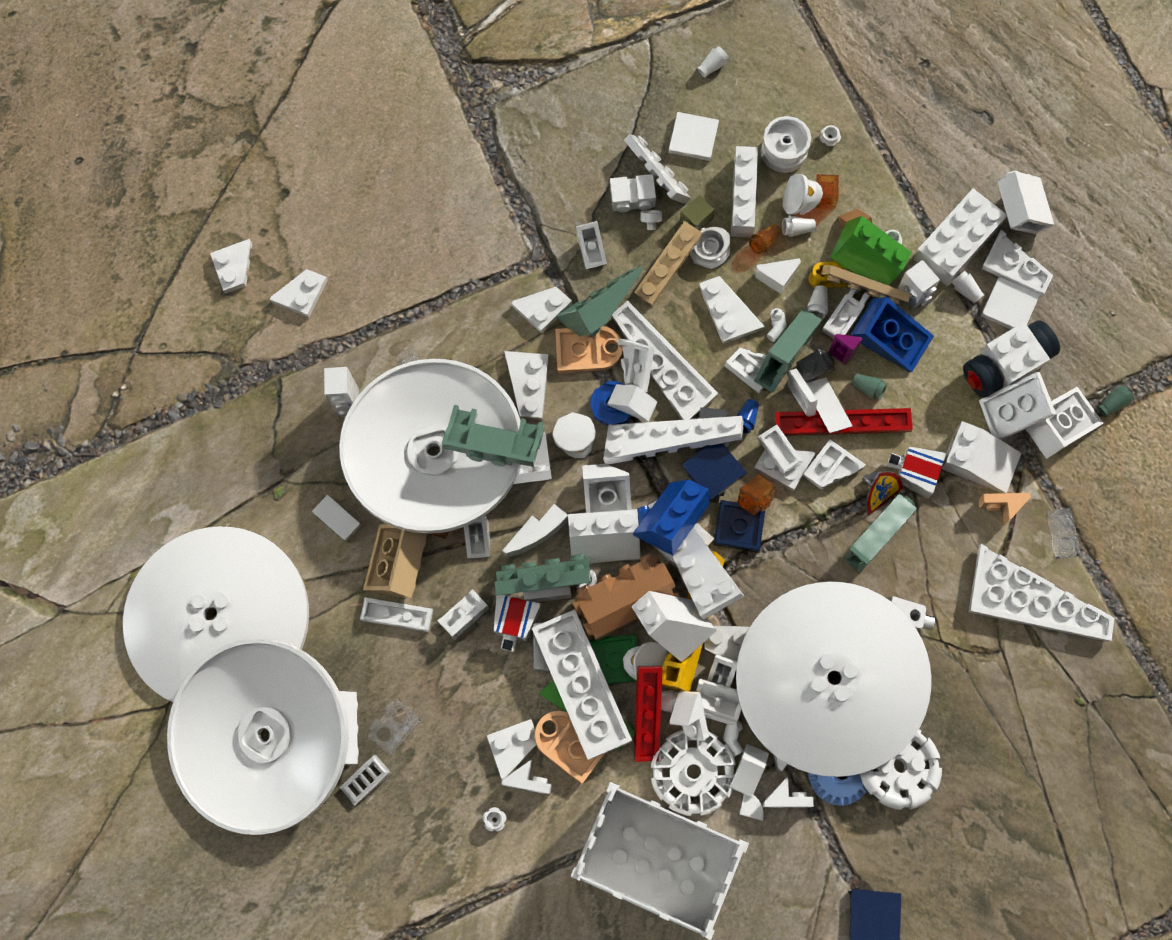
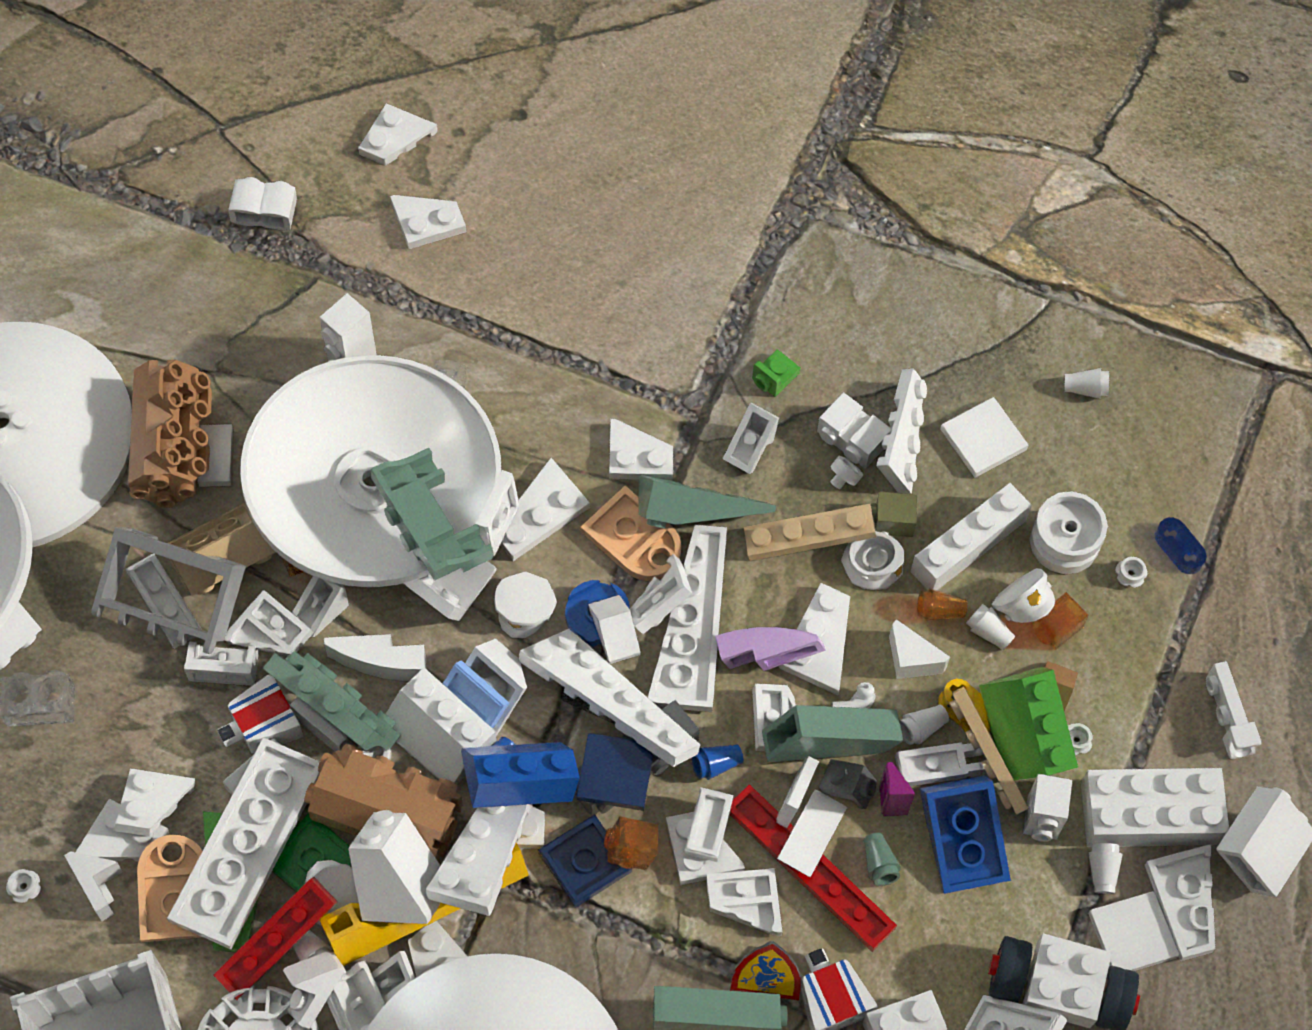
camera: 40 degrees right, 10 degrees down
(208, 367) = (262, 204): none -> white brick
(310, 537) = (165, 437): none -> medium nougat brick
(361, 596) = (113, 569): none -> light grey hinge
(465, 573) = (268, 627): none -> white wing
(508, 715) = (149, 800): none -> white wing
(516, 399) = (498, 511): none -> white tile
(562, 201) = (775, 373): none -> bright green bracket
(604, 501) = (476, 693): none -> light blue tile
(712, 338) = (767, 646): none -> lavender slope
(837, 101) = (1180, 545): none -> clear blue beam
(944, 159) = (1240, 734): none -> white plate

